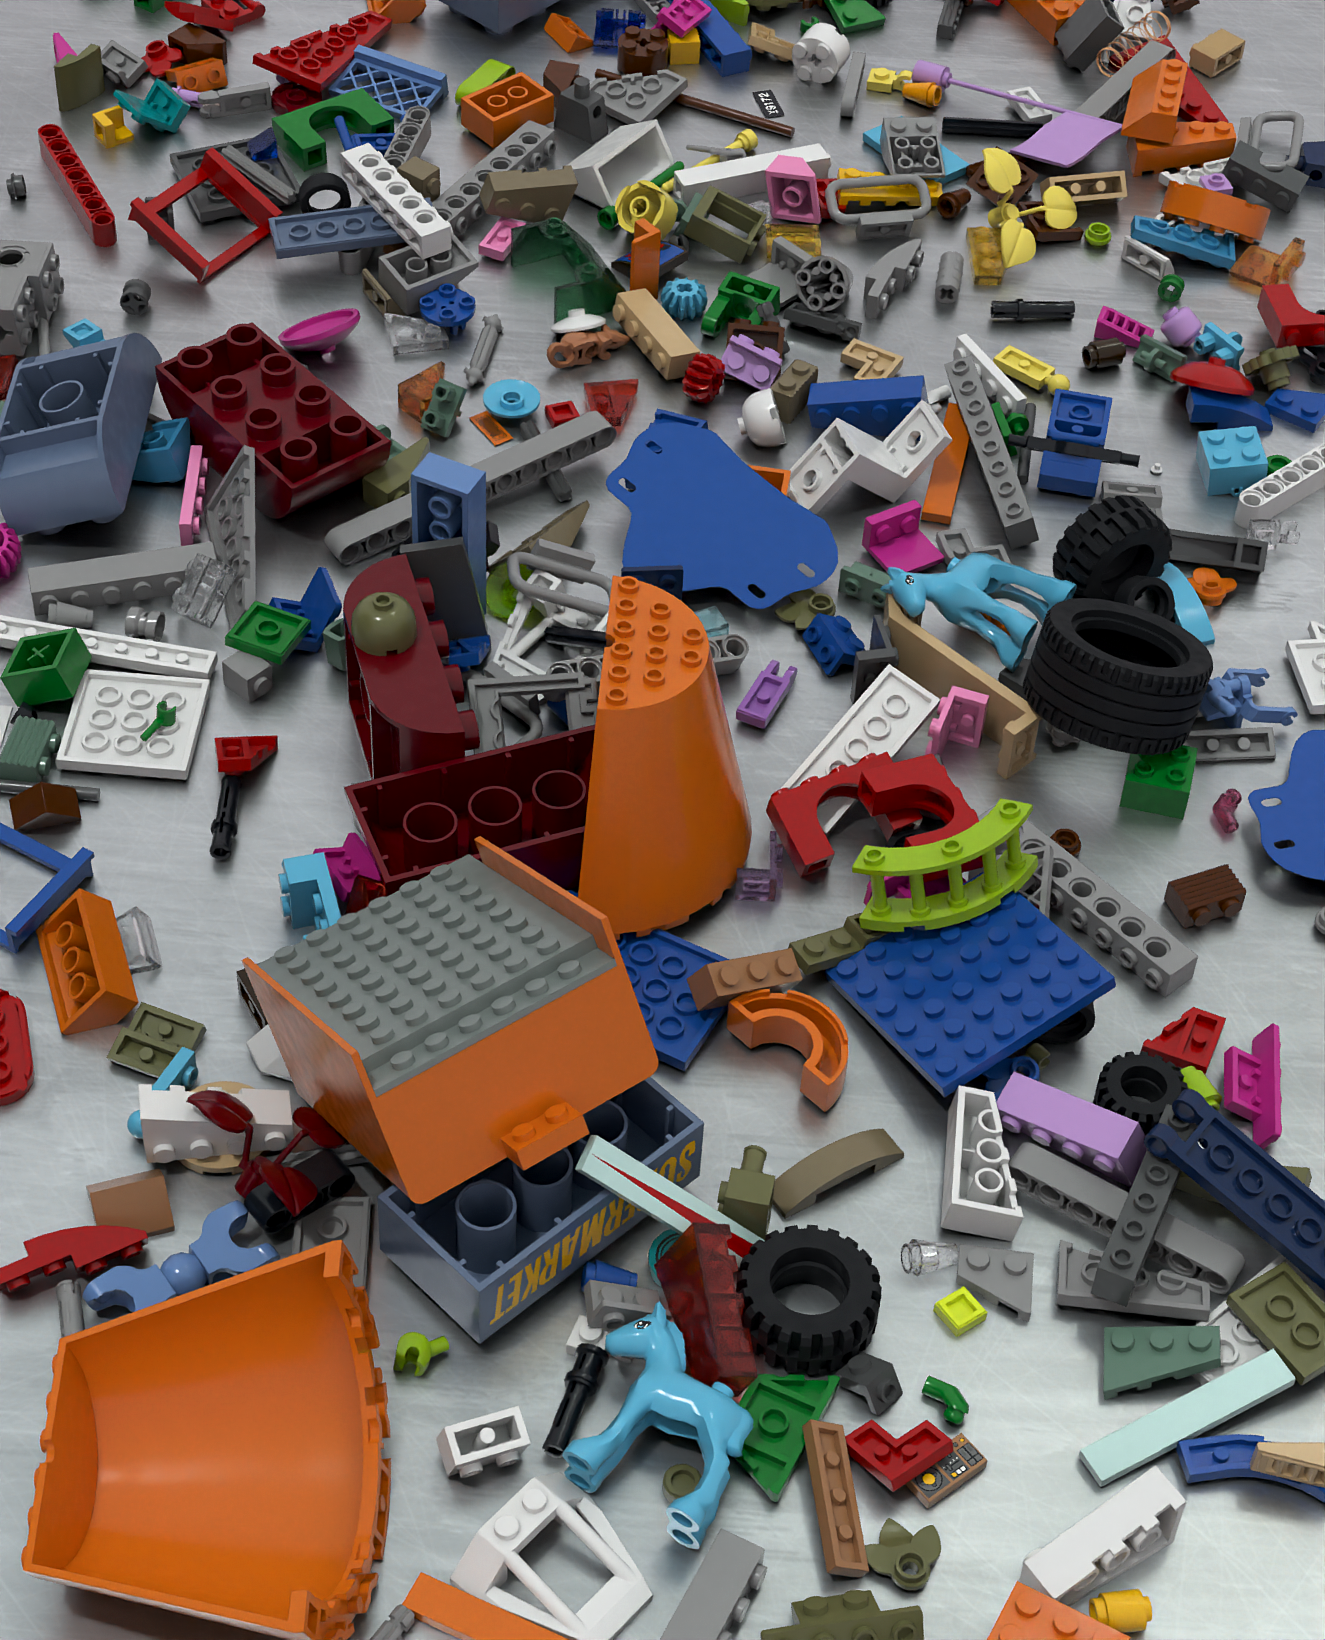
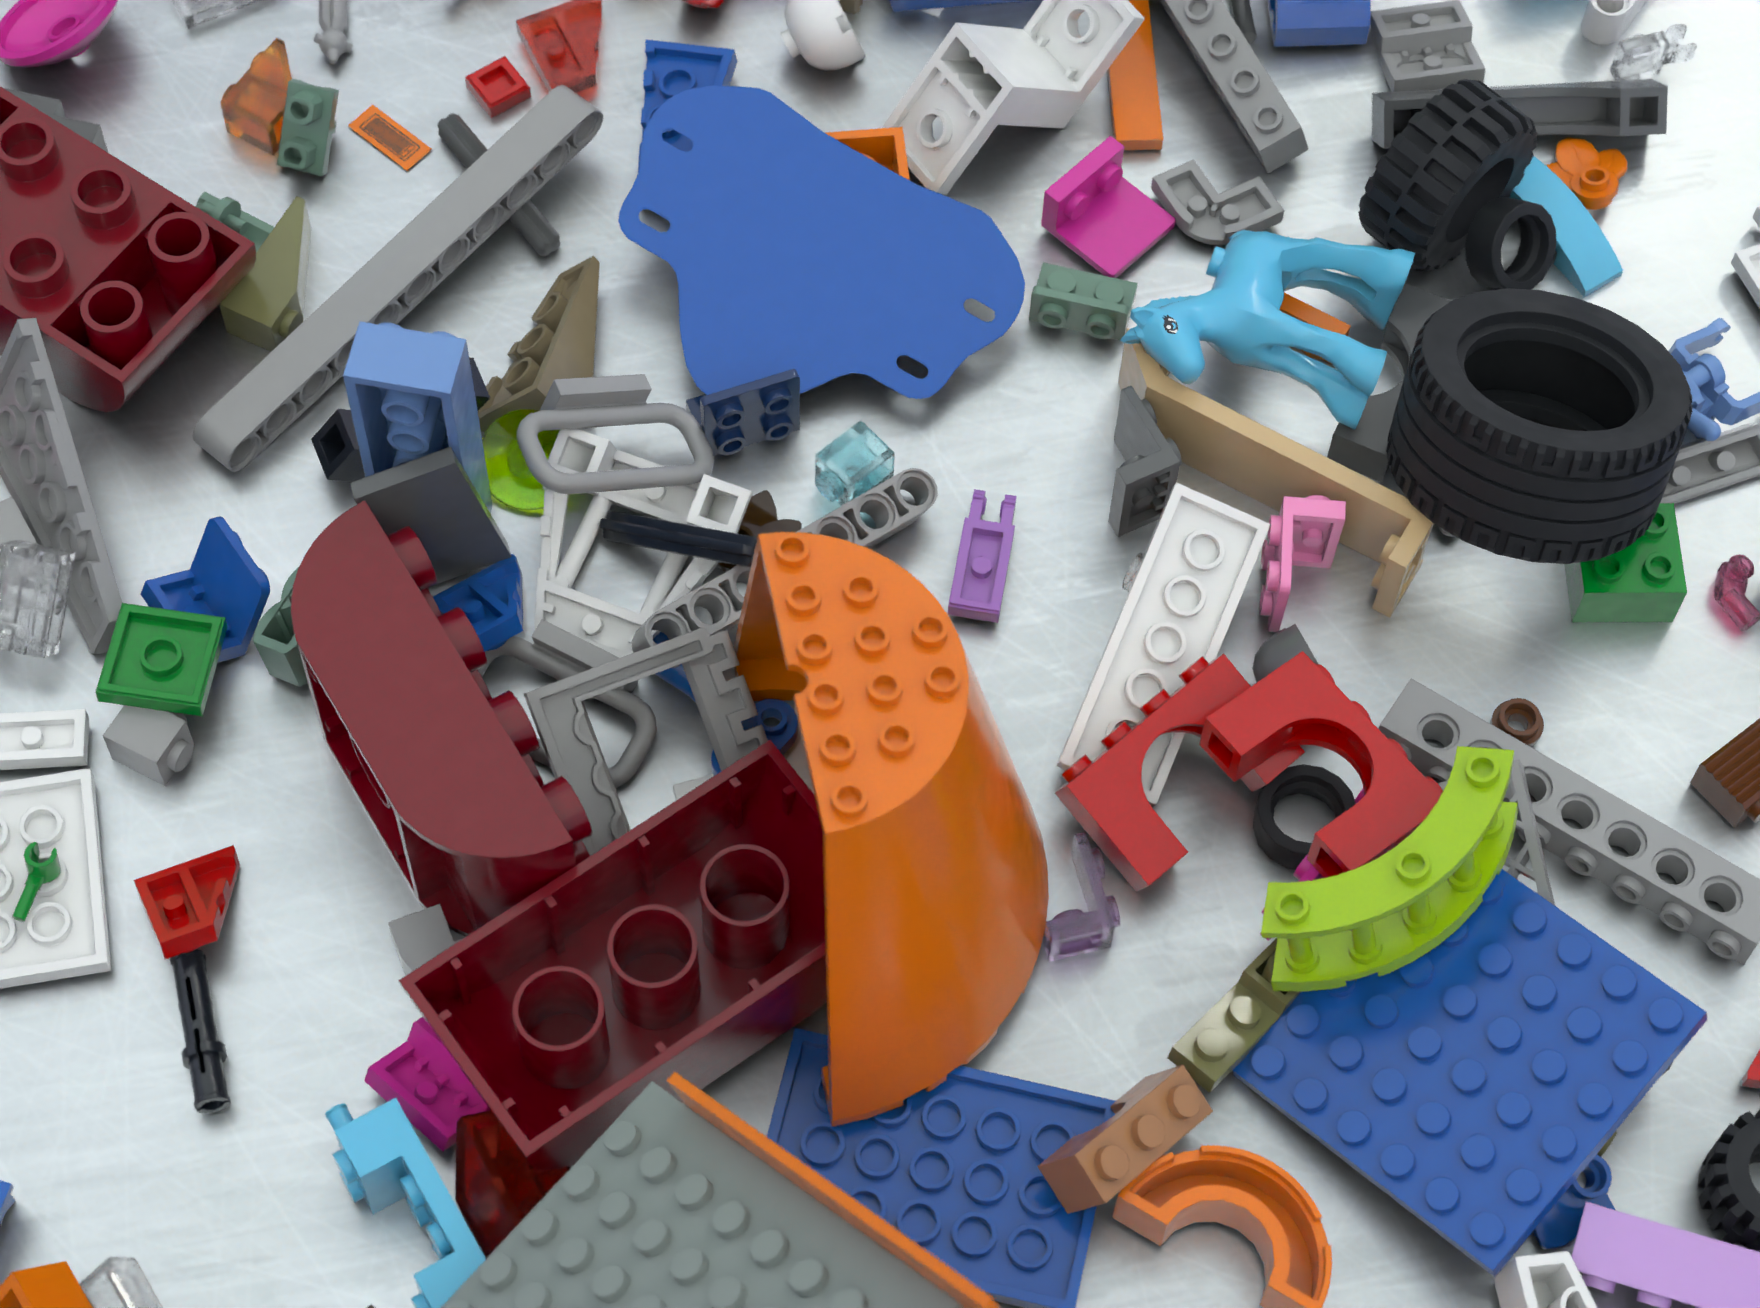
camera: 15 degrees left, 15 degrees up
(383, 624) = (377, 665): olive cylinder -> none
(511, 398) = (406, 65): medium azure dish -> none
(804, 608) = (989, 380): olive plate -> none
(832, 642) = (1059, 431): blue bracket -> none

